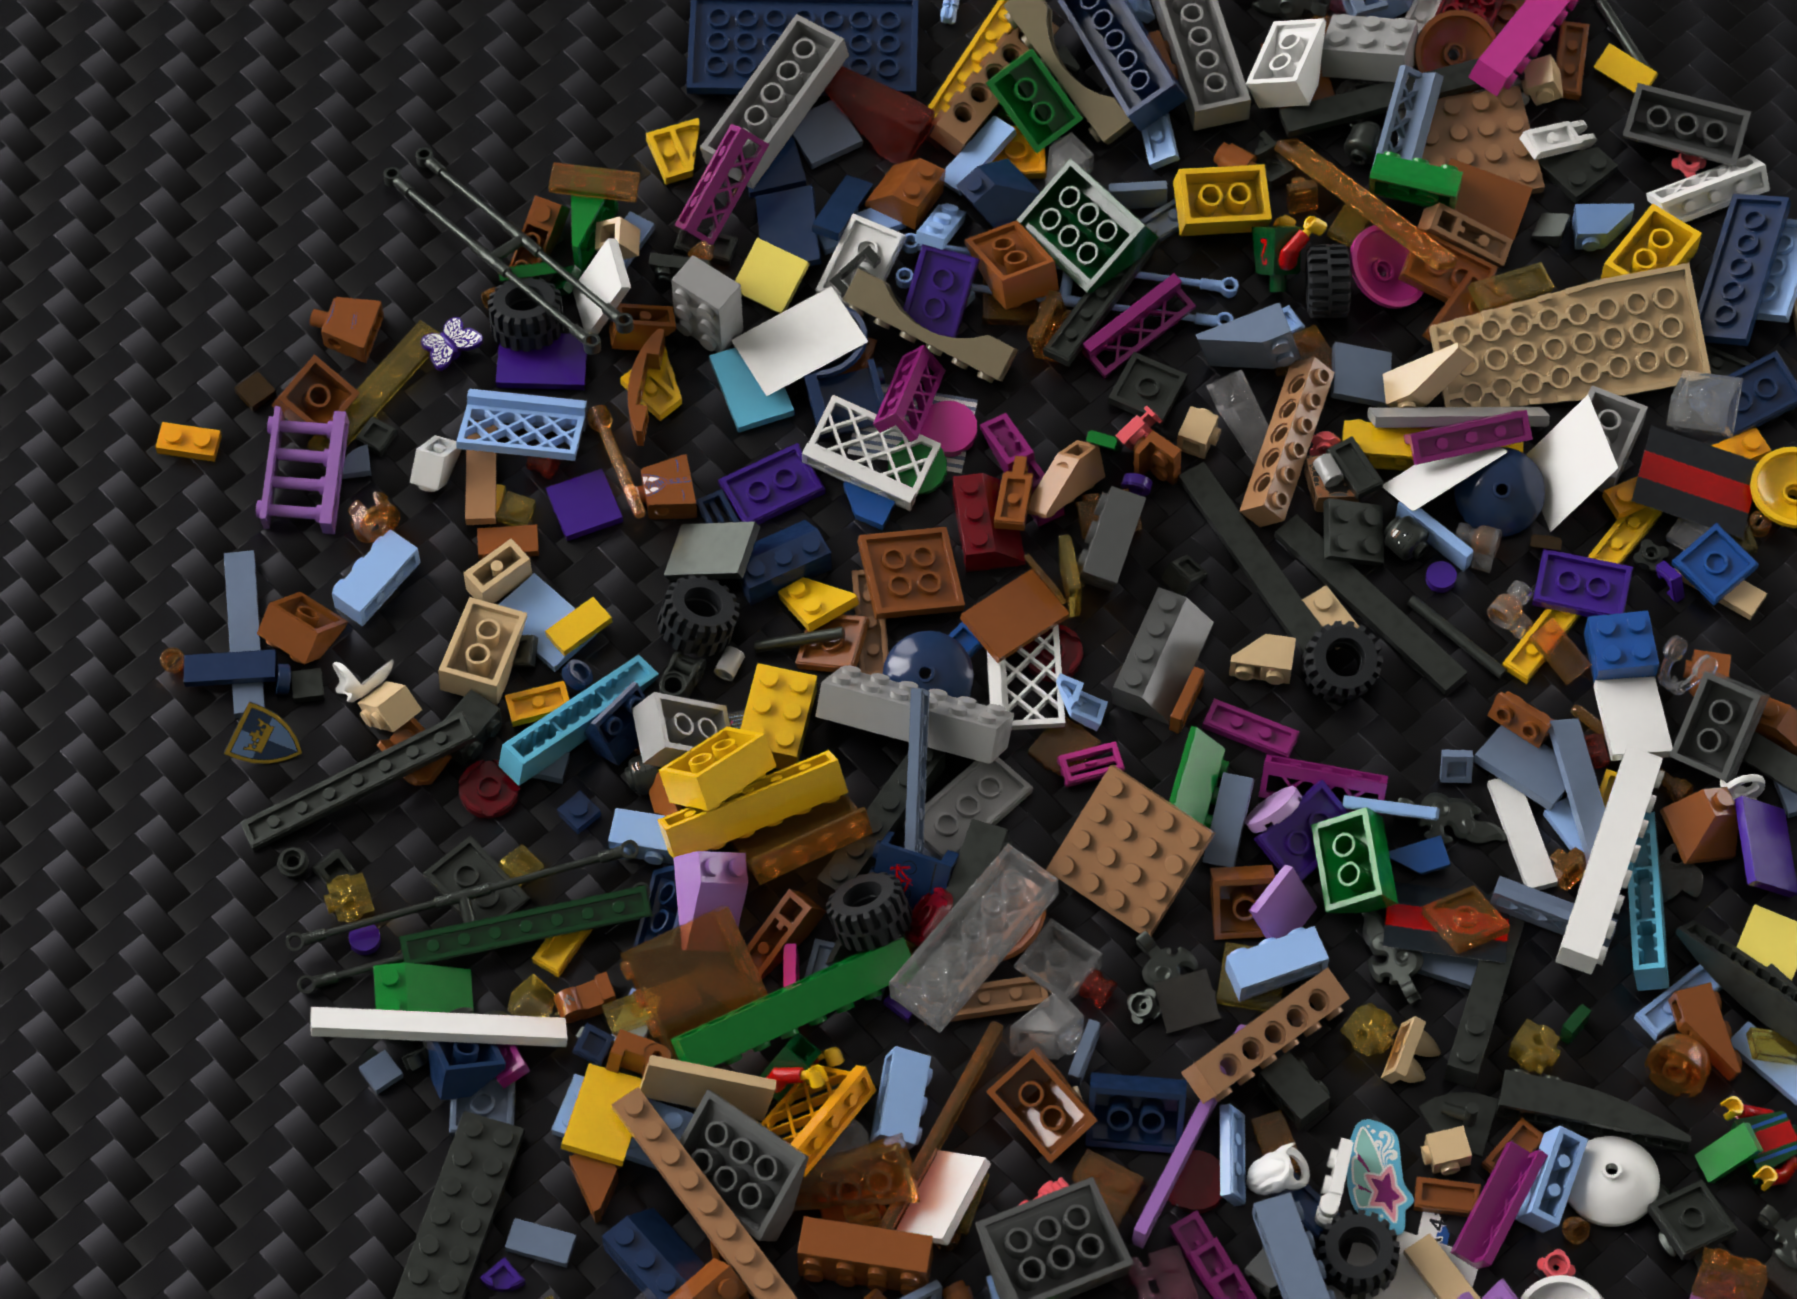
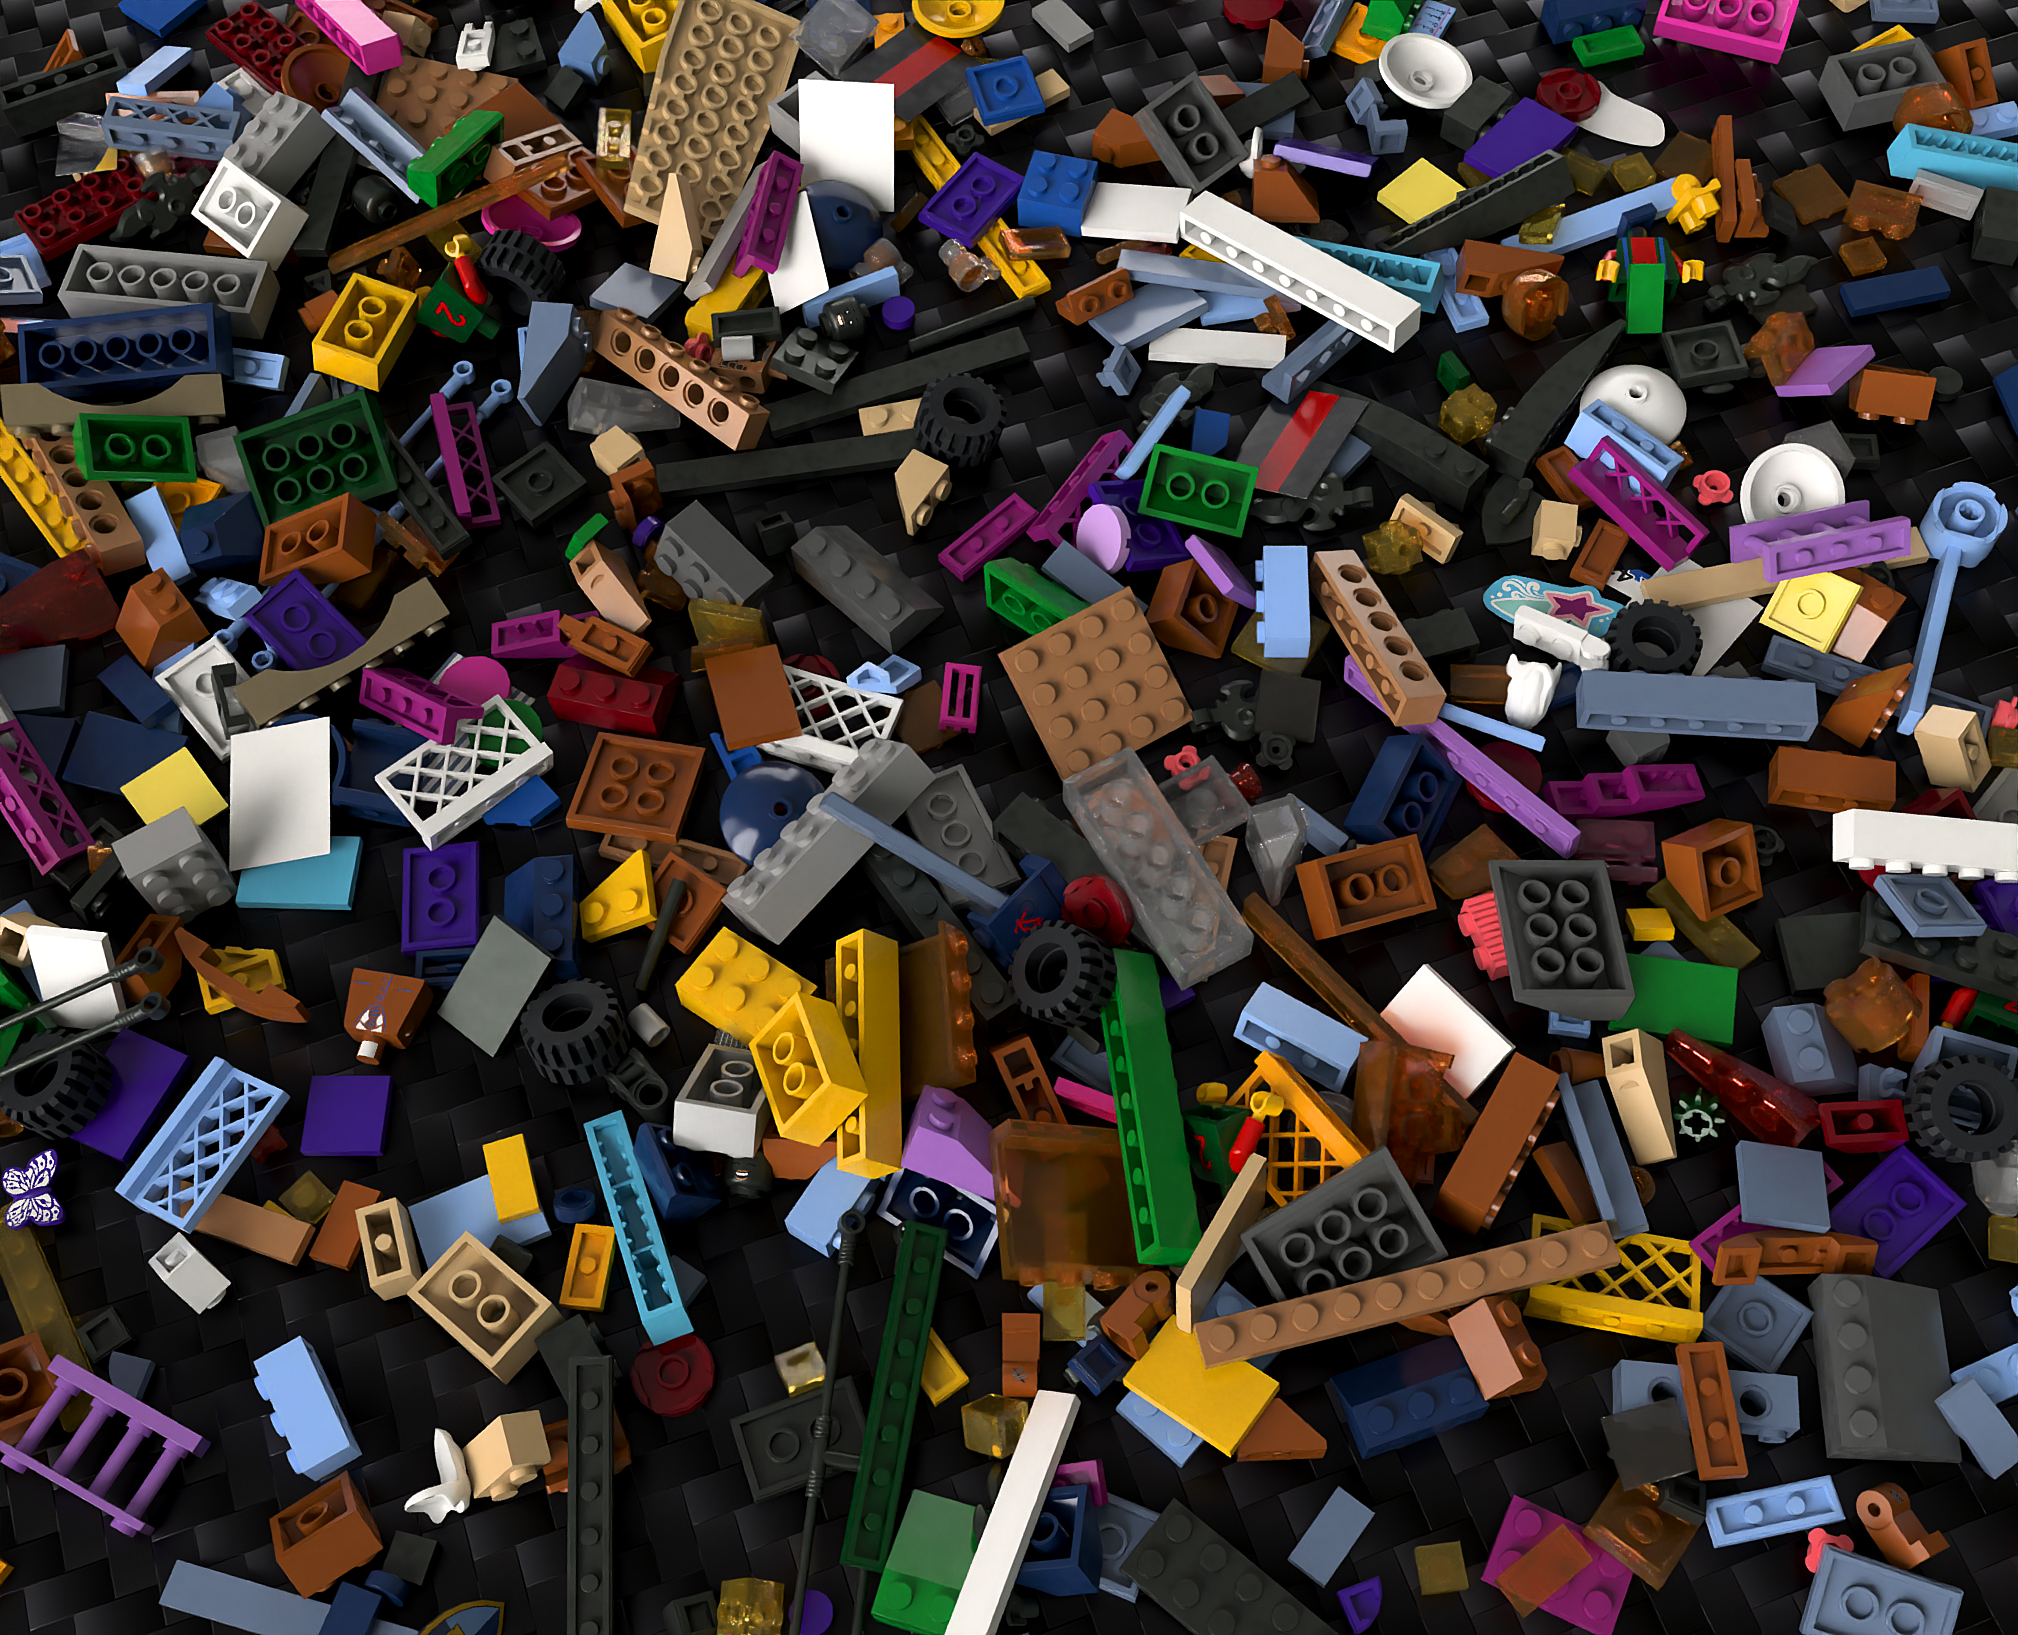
camera: 65 degrees left, 0 degrees up
(364, 519) = (232, 1379): clear orange piece -> none
(579, 812) = (758, 1273): dark blue plate -> none
(601, 421) = (246, 1053): clear orange piece -> none
(1110, 944) = (1176, 762): none -> coral plate
(1138, 428) = (593, 496): coral plate -> none
(1187, 700) = (929, 578): dark orange tile -> none
(1465, 919) = (1301, 421): clear orange tile -> none
(1673, 580) = (1001, 131): dark purple tile -> none
(1673, 652) = (1124, 130): clear piece -> none

